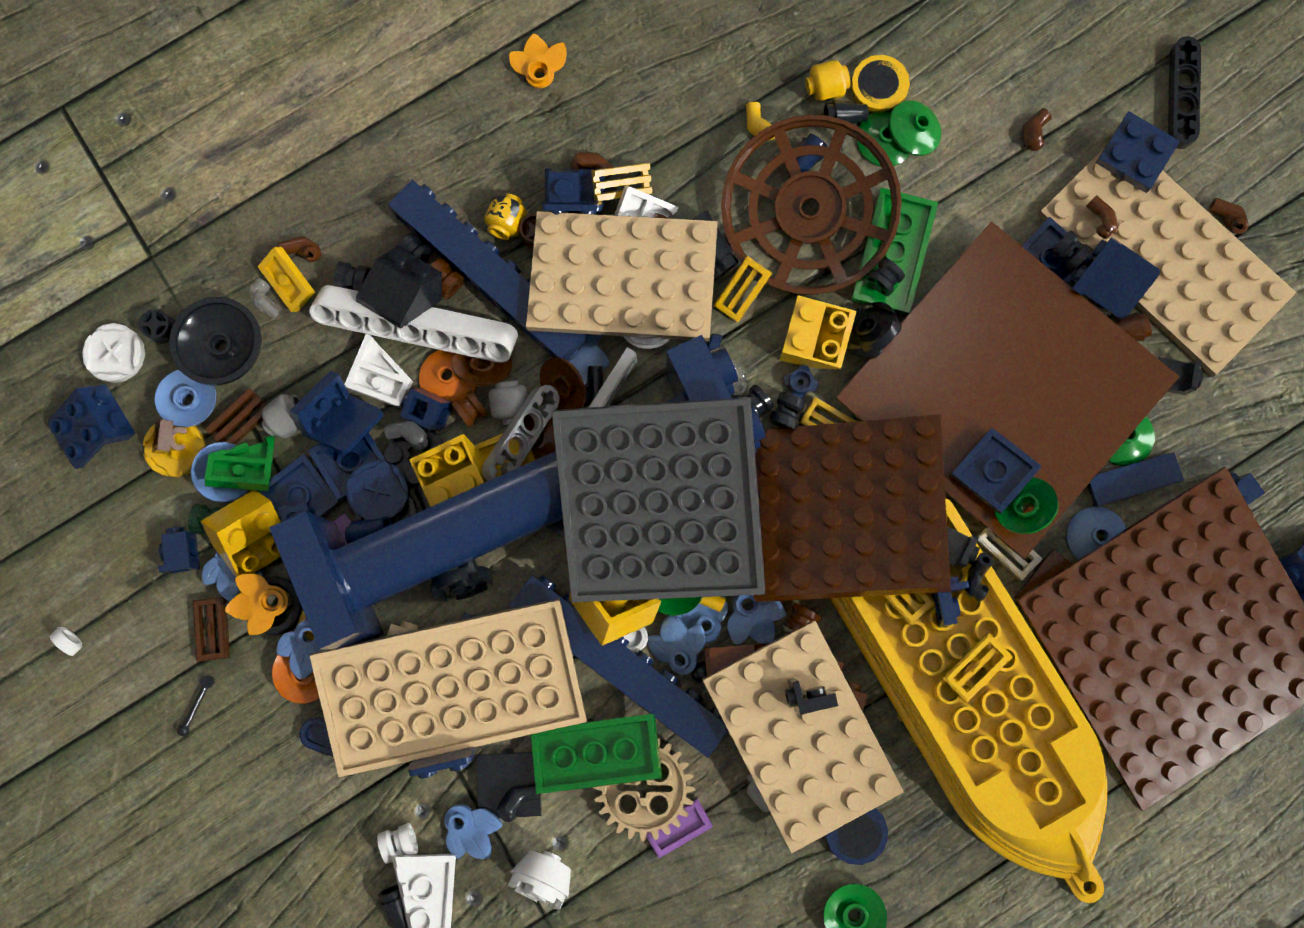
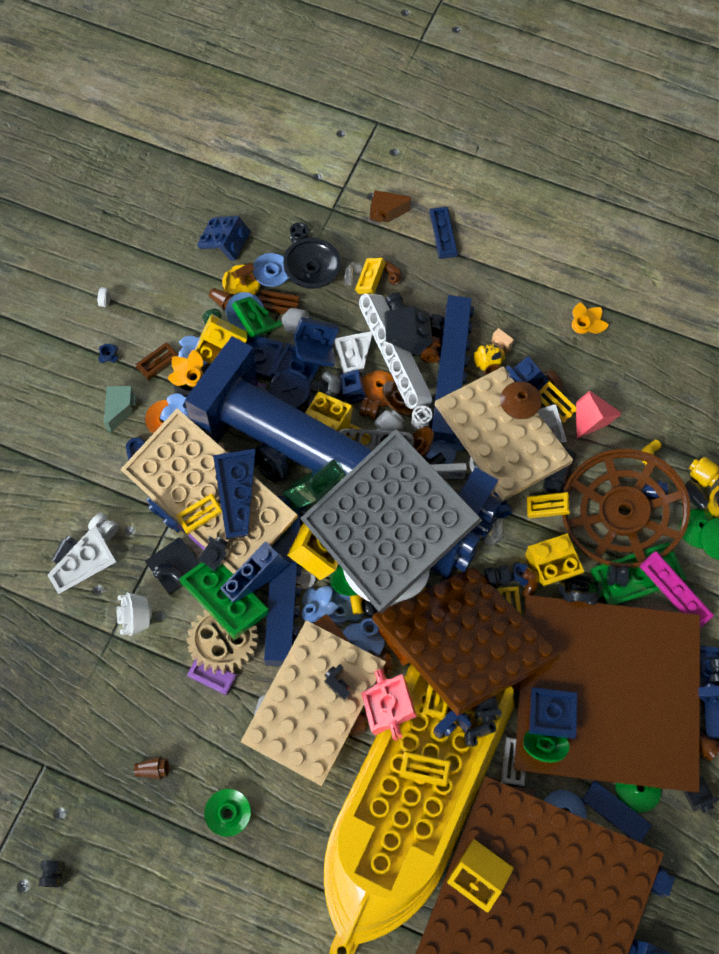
camera: 50 degrees right, 15 degrees down
(113, 353) = (270, 224): white tile -> none
(145, 688) = (108, 348): none -> dark blue plate
(178, 489) = (220, 297): none -> reddish brown cone
(178, 551) = (187, 318): dark blue brick -> none
(201, 185) = (388, 206): none -> reddish brown slope
(206, 682) = (127, 377): black hinge -> none
(241, 720) = (118, 405): none -> sand green slope
(289, 144) = (443, 232): none -> dark blue tile
(469, 652) = (235, 483): none -> dark blue wing
(473, 690) = (205, 519): none -> yellow tile
(473, 835) = (133, 563): medium blue plate -> none
(494, 184) = (502, 340): none -> light nougat plate
(528, 361) = (425, 417): none -> white wheel
(536, 731) = (215, 553): none -> black bracket
(539, 555) = (314, 485): none -> clear green slope
(596, 700) = (255, 572): none -> dark blue slope
(604, 238) = (518, 407): none -> reddish brown dish
(667, 150) = (593, 414): none -> coral slope
(759, 399) = (488, 555): black wheel -> none
(820, 375) = (532, 584): none -> reddish brown arm
(860, 839) = (277, 783): black tile -> none
(875, 657) = (388, 704): none -> coral plate
(941, 224) = (675, 588): none -> dark pink tile
(1123, 686) = (480, 875): none -> yellow slope

